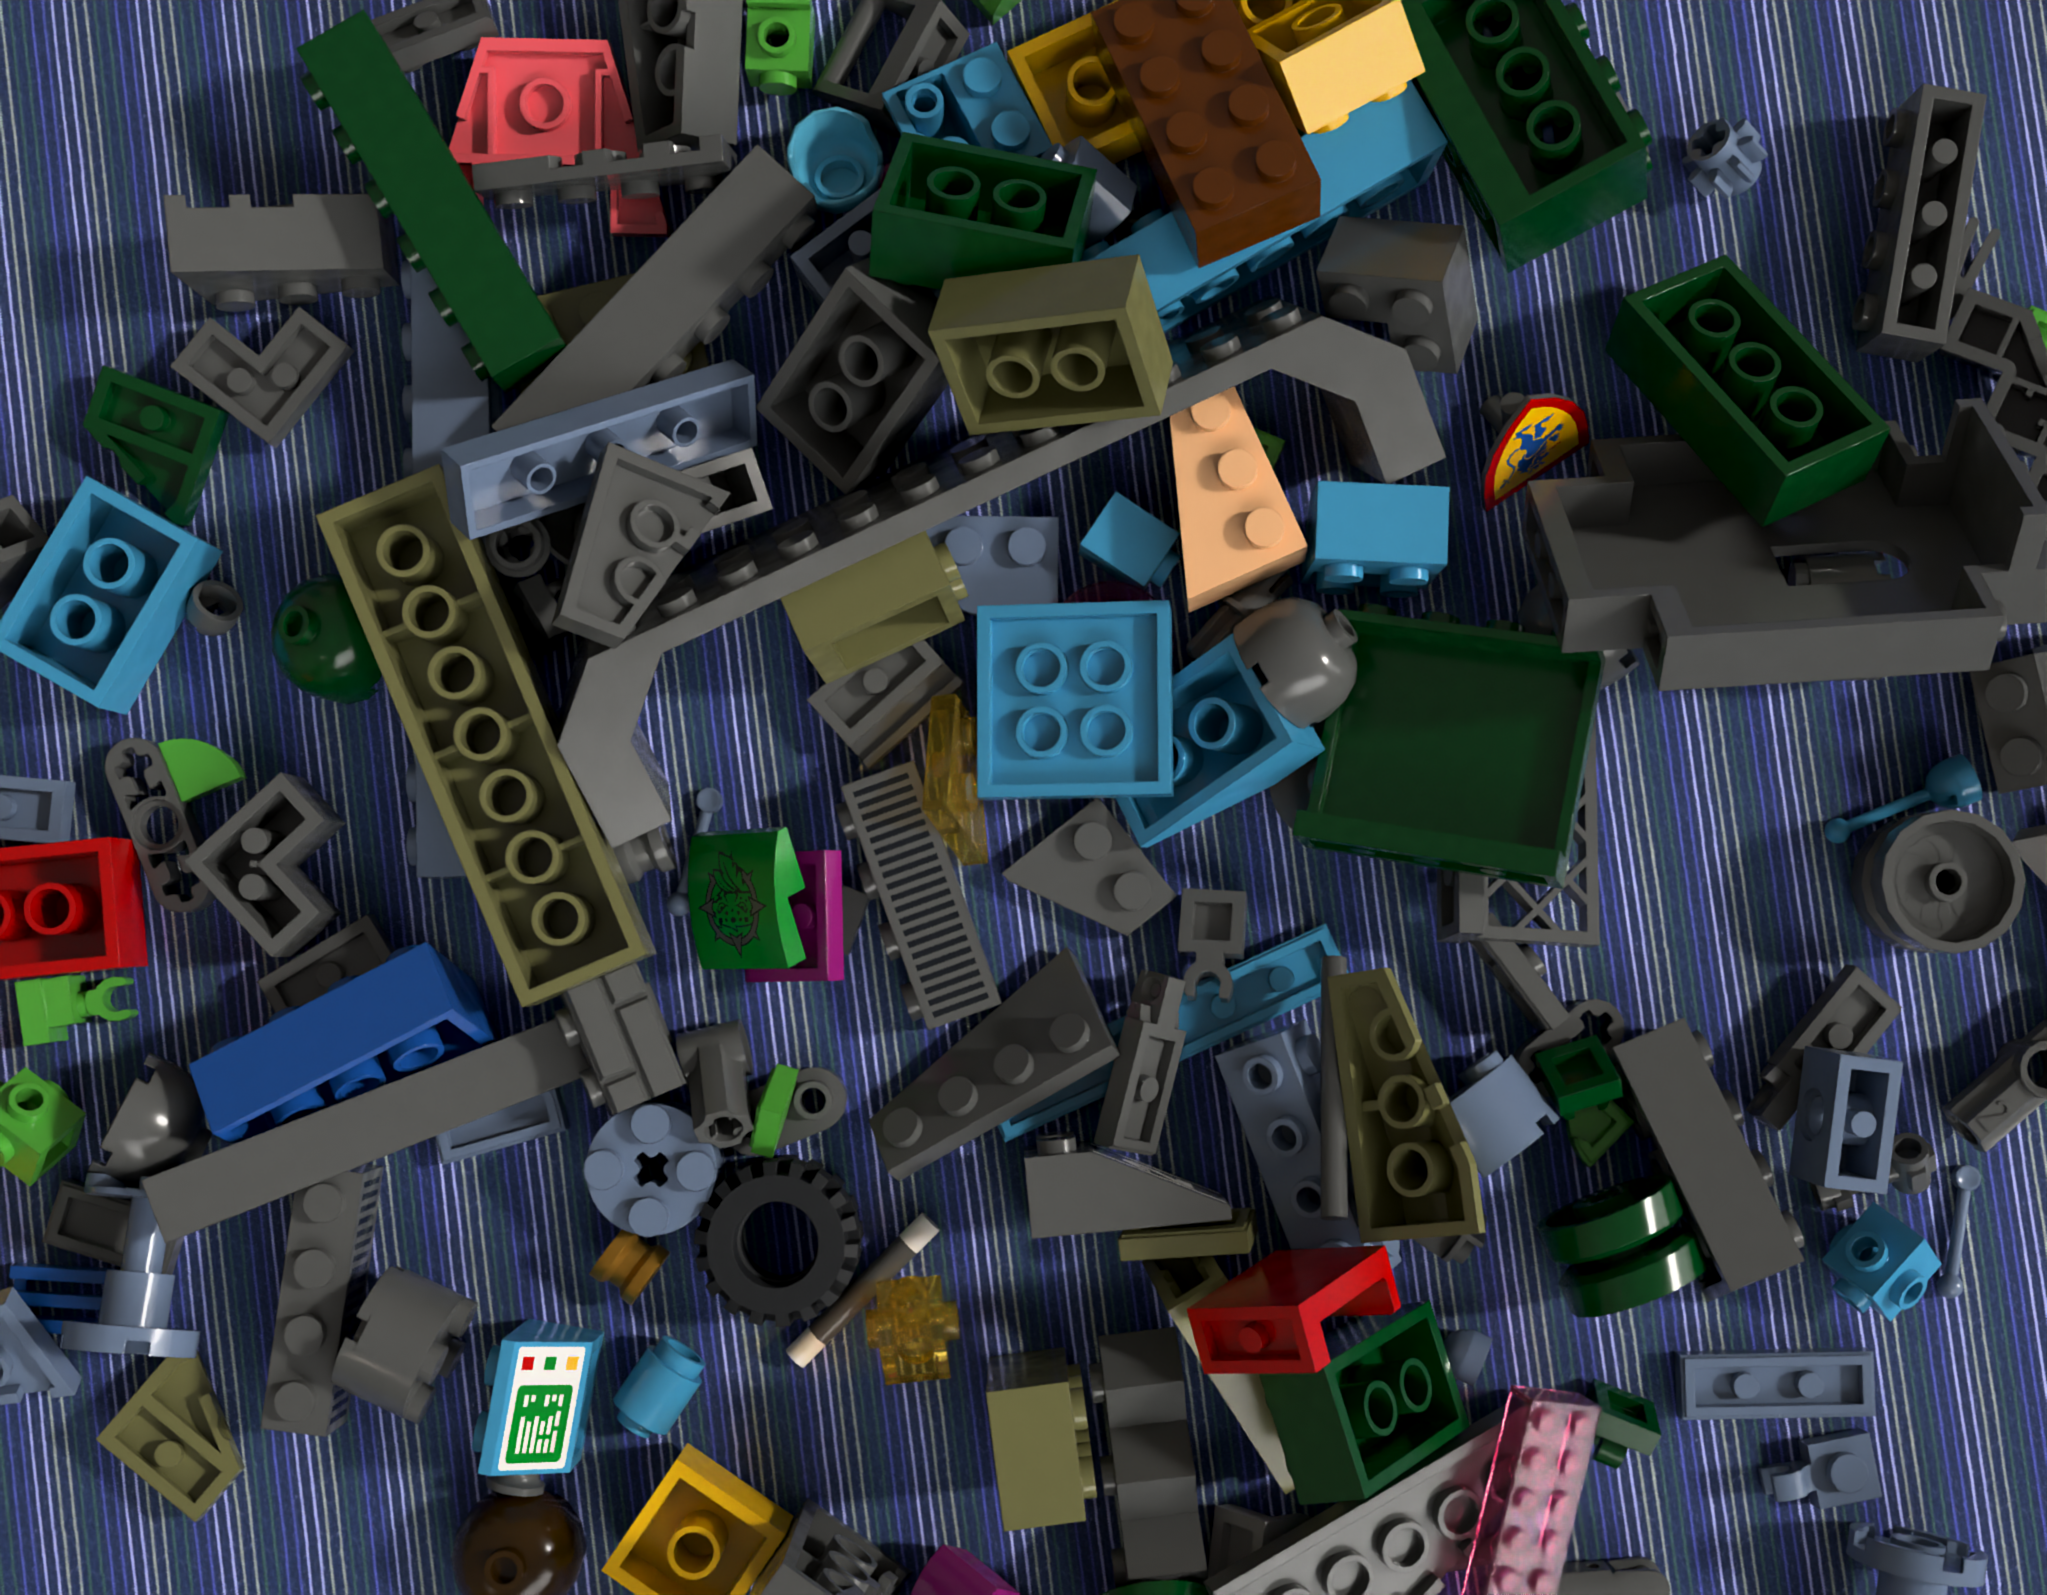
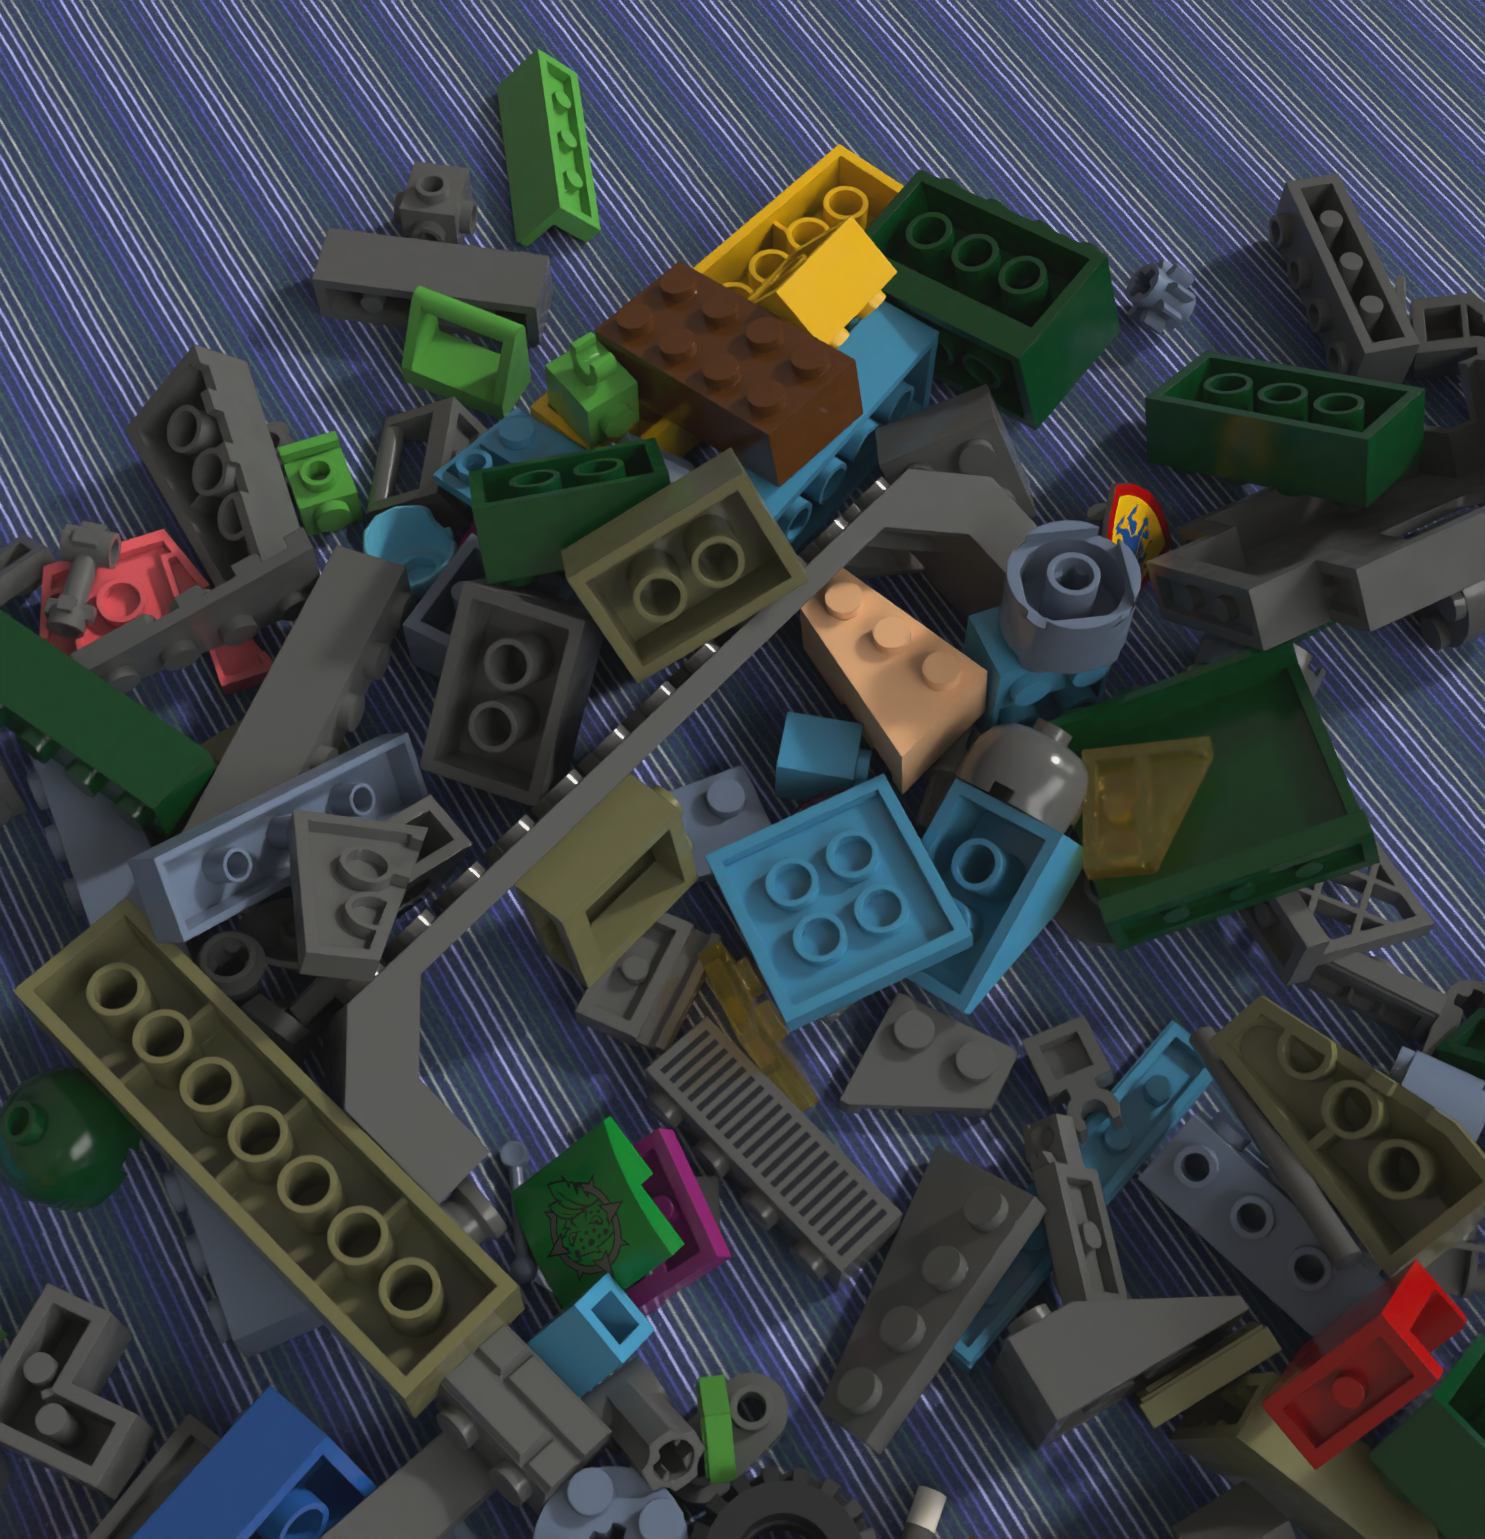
camera: 25 degrees left, 25 degrees down
(527, 43) = (87, 548): none -> dark grey bar
(701, 995) = (591, 1335): none -> dark azure brick
(1068, 73) = (592, 391): none -> bright green brick
(1383, 730) = (1138, 802): none -> clear yellow wing
(1443, 508) = (1068, 598): none -> sand blue brick

